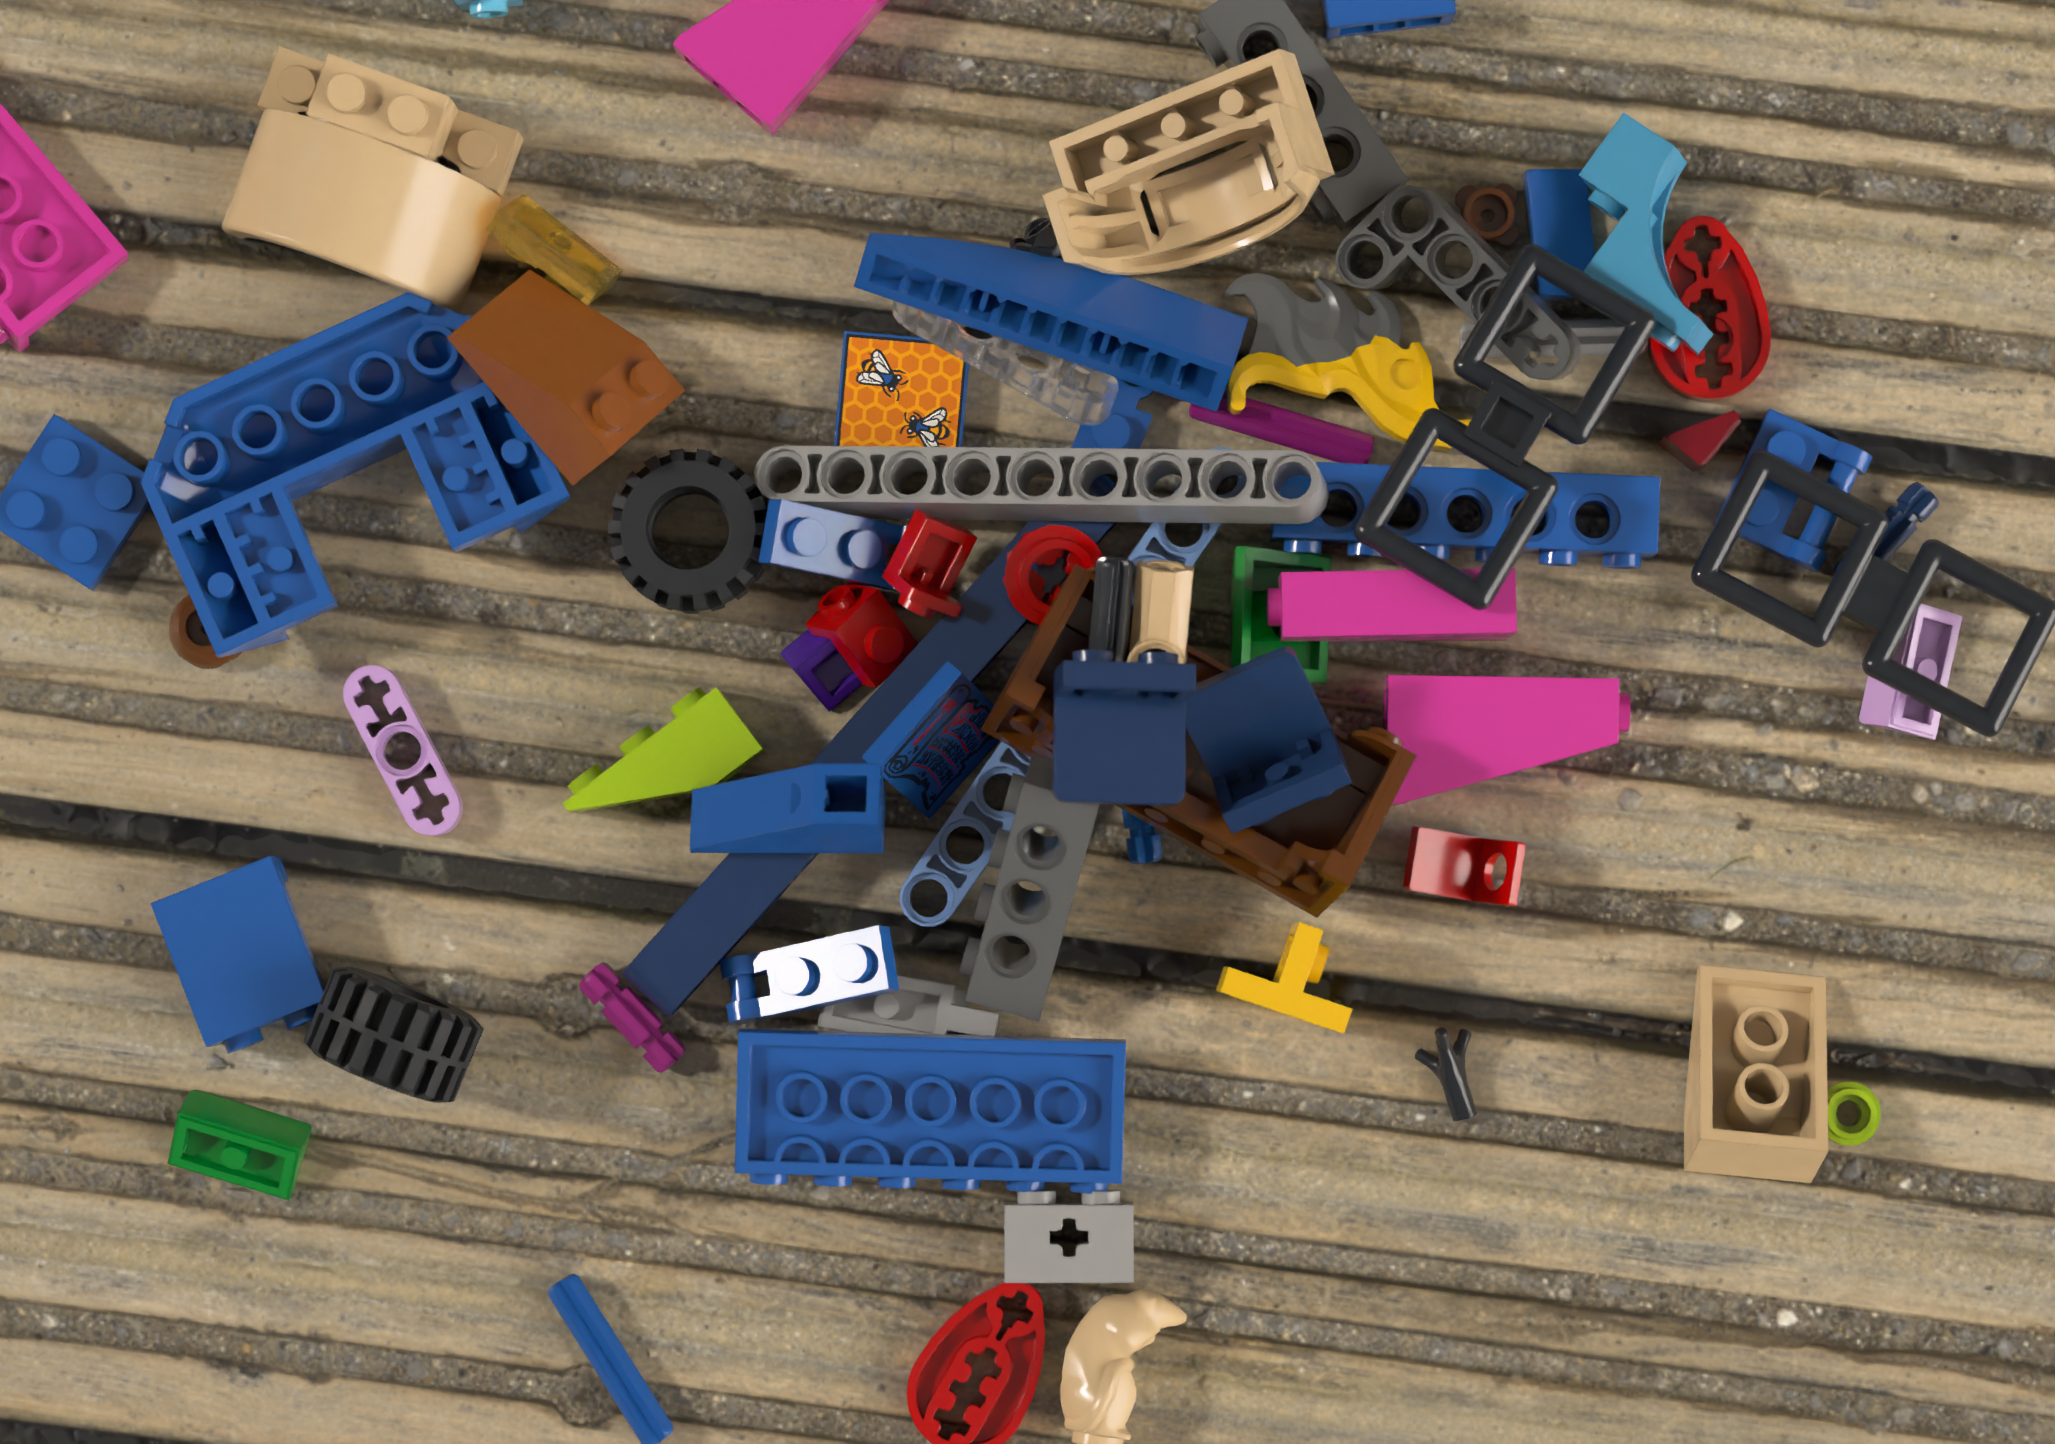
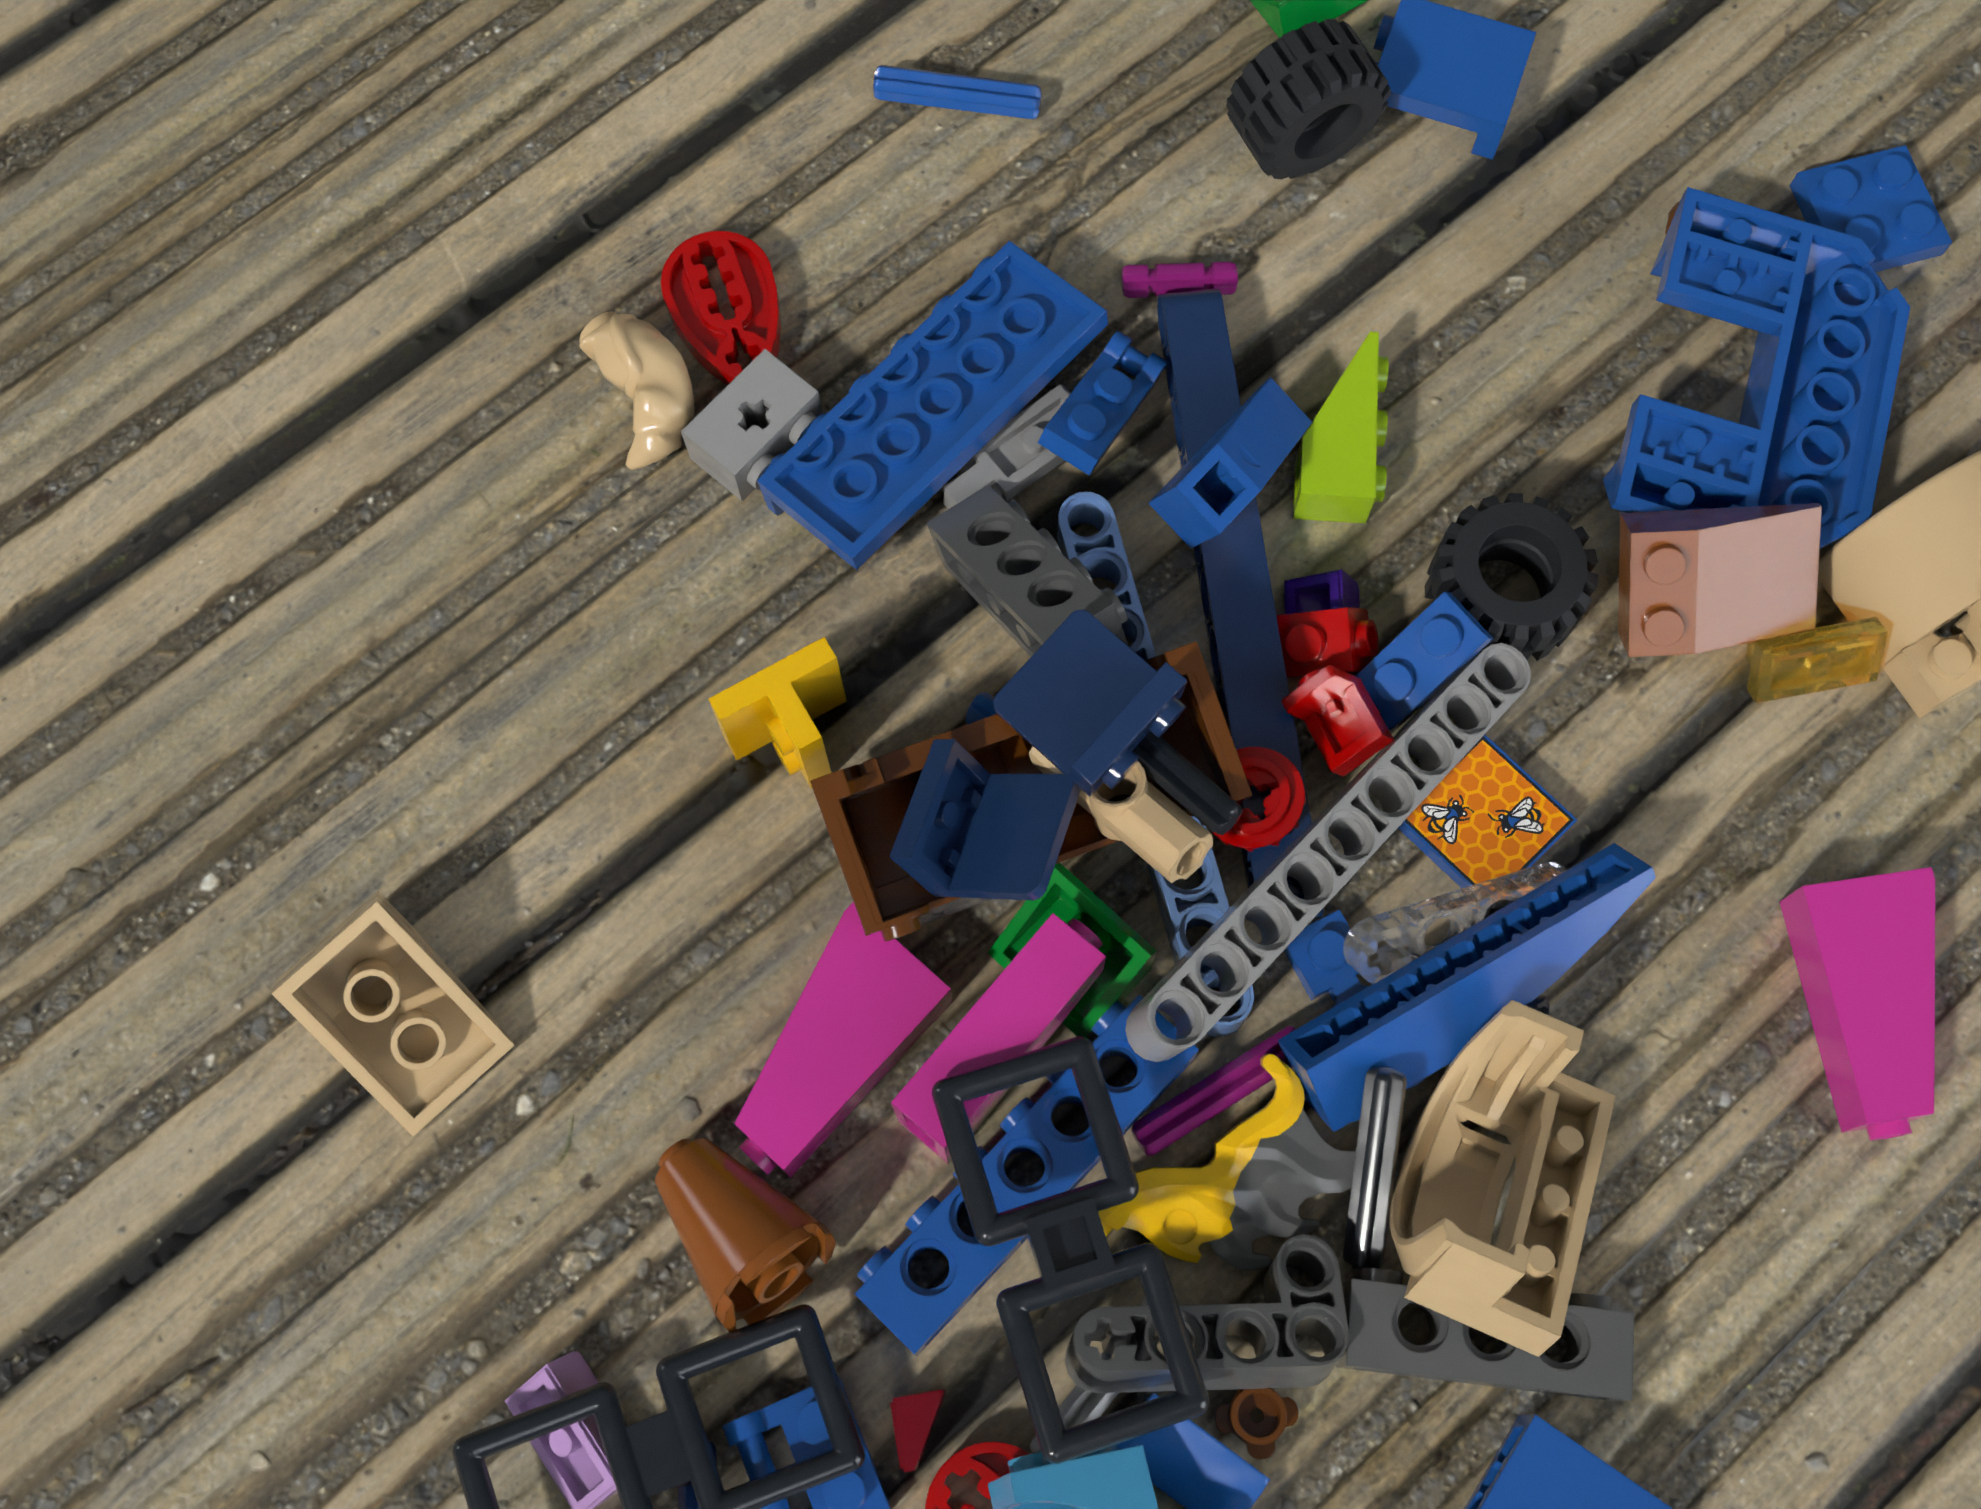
camera: 130 degrees right, 15 degrees down
(367, 715) = (1524, 267): lavender beam -> none
(935, 740) = (1205, 603): blue tile -> none
(1250, 269) = (1374, 1168): none -> axle
(1451, 1072) = (614, 790): black bar -> none
(1462, 866) = (757, 925): red bracket -> none
(1685, 678) = (739, 1232): none -> dark orange cone
(1868, 1113) = (279, 1060): lime plate -> none

